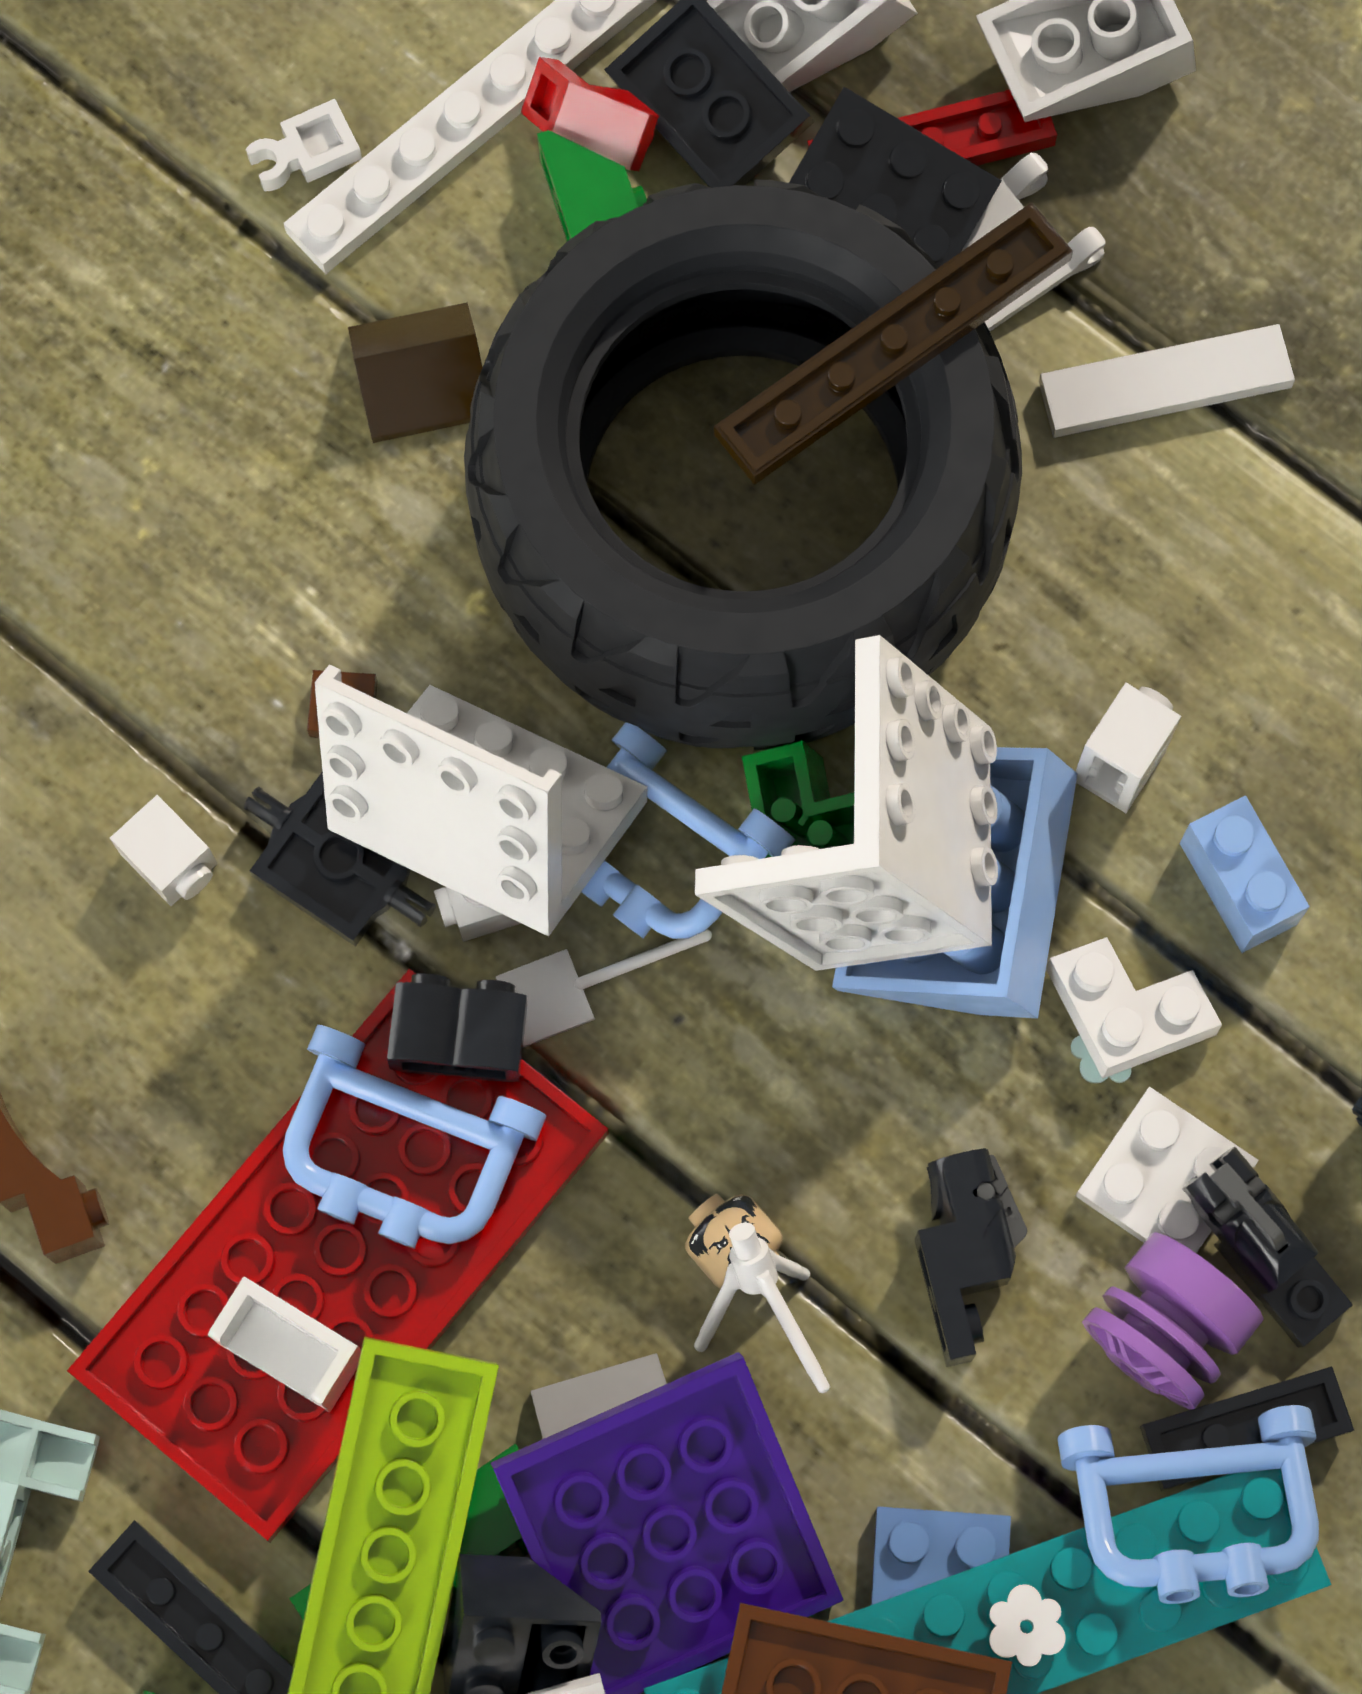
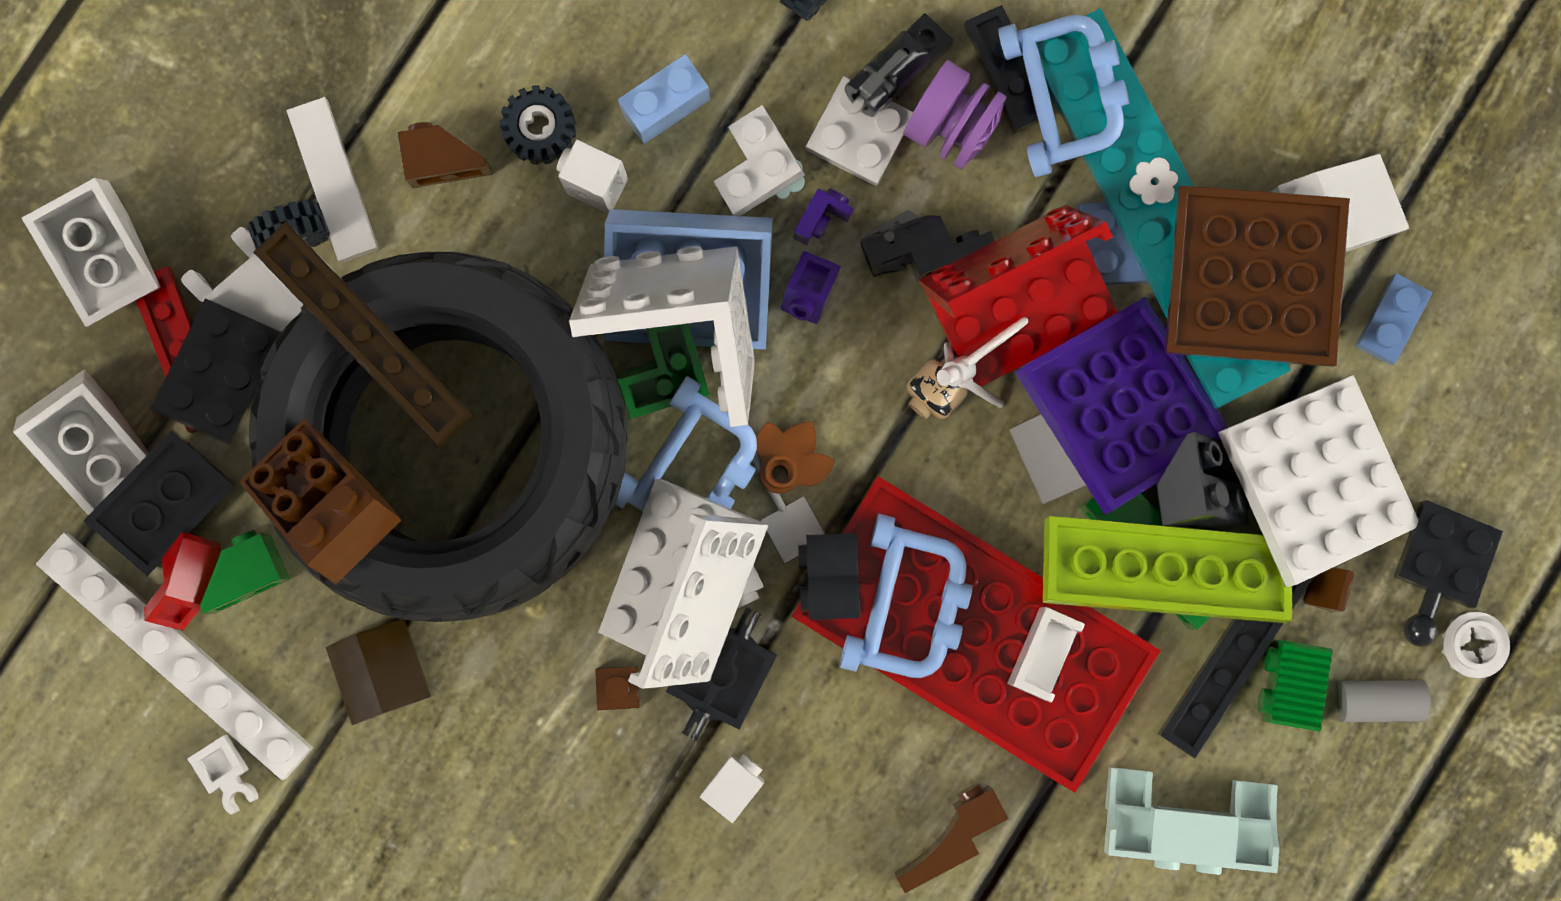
camera: 100 degrees left, 10 degrees up
(650, 256) = (319, 502): none -> reddish brown slope
(663, 1009) = (794, 454): none -> dark orange plate
(899, 1409) = (1030, 273): none -> red bracket
(921, 1064) = (810, 287): none -> dark purple bracket
(1029, 1083) = (814, 218): none -> dark purple bracket
(1092, 305) = (303, 217): none -> black bush
(1186, 529) = (437, 157): none -> reddish brown slope
(1242, 661) = (555, 136): none -> black bush

